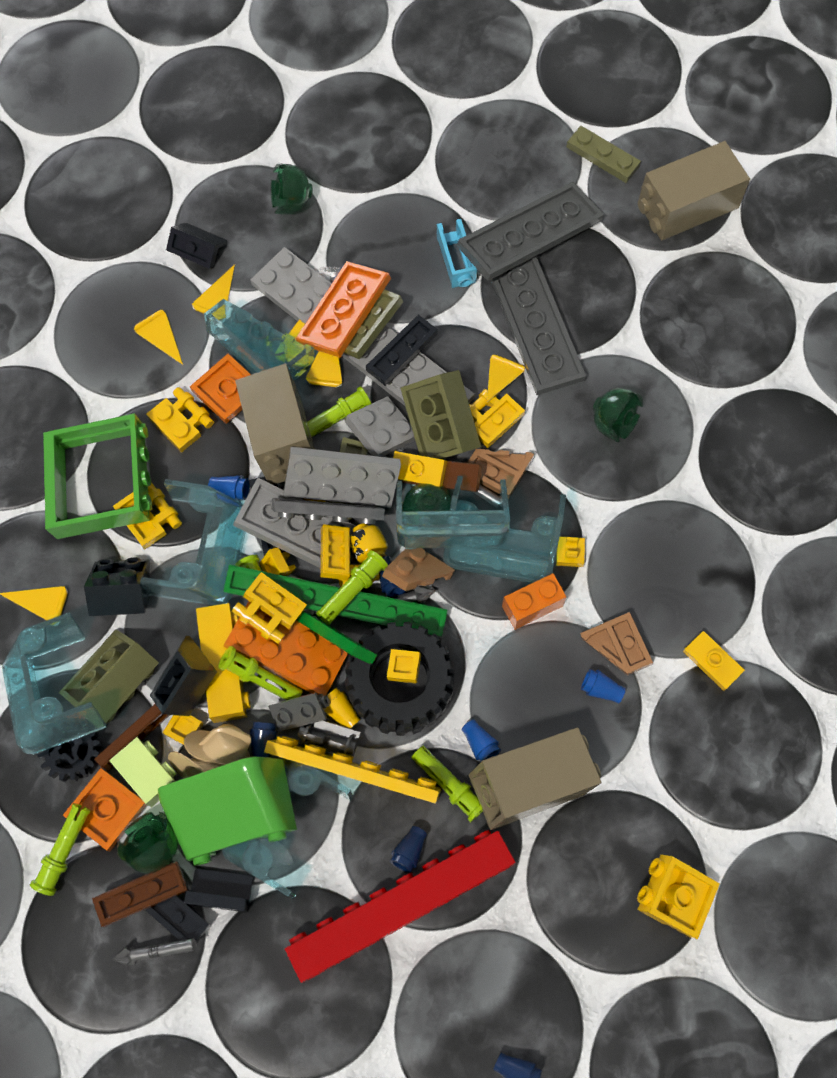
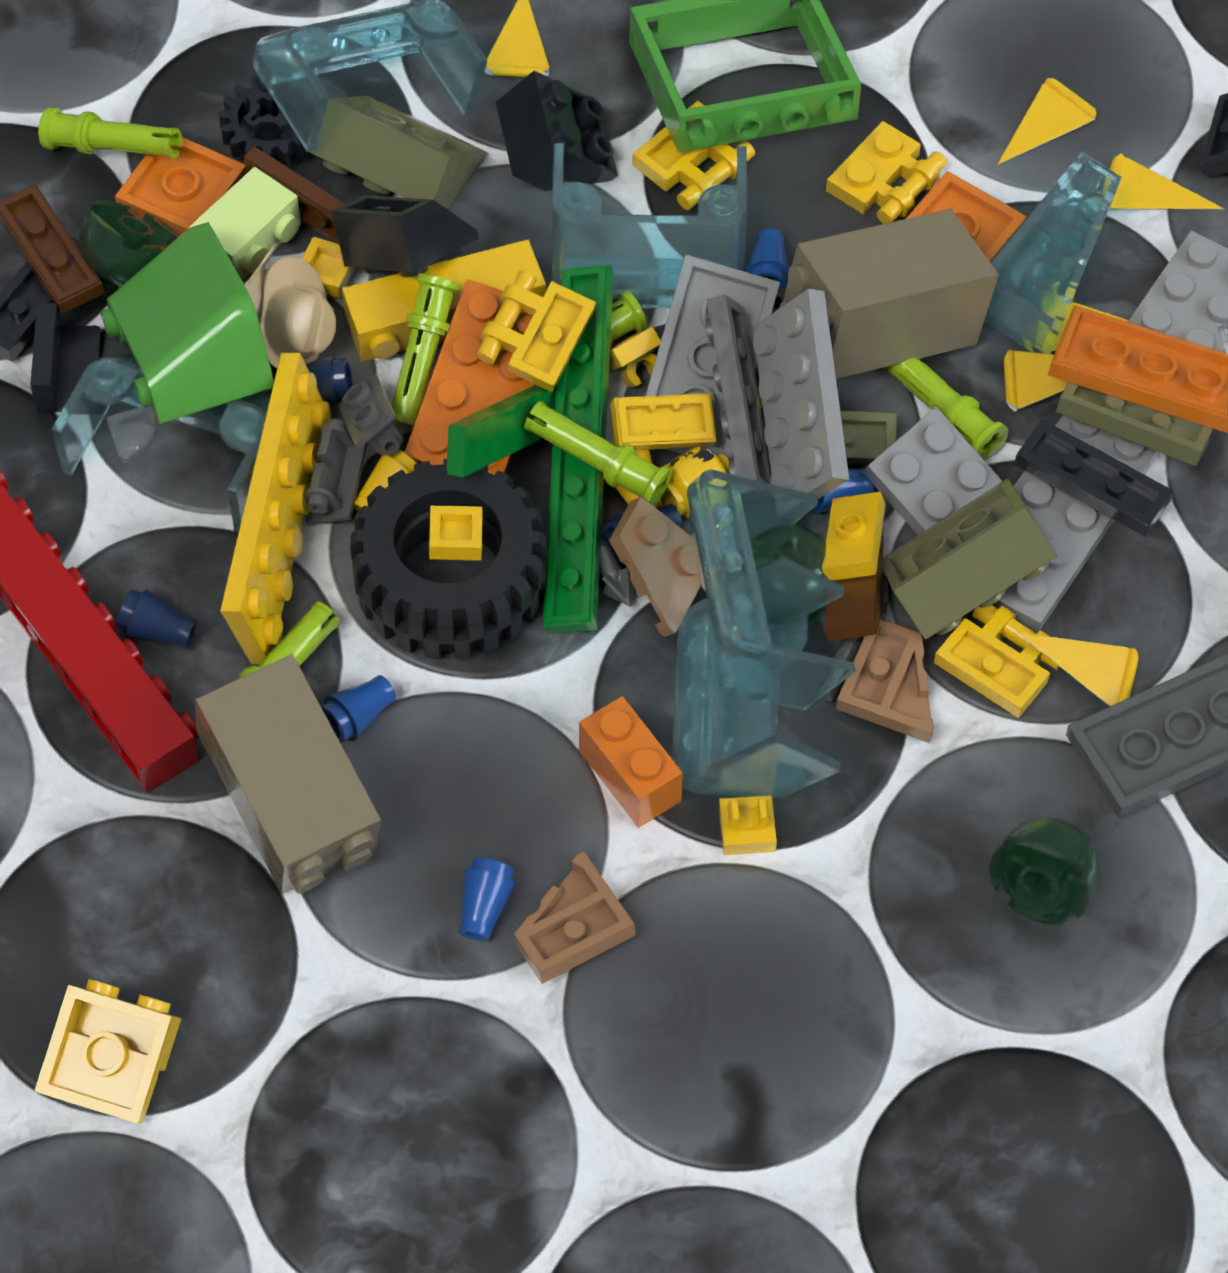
camera: 80 degrees right, 10 degrees down
(713, 660) = (566, 1095): yellow plate -> none

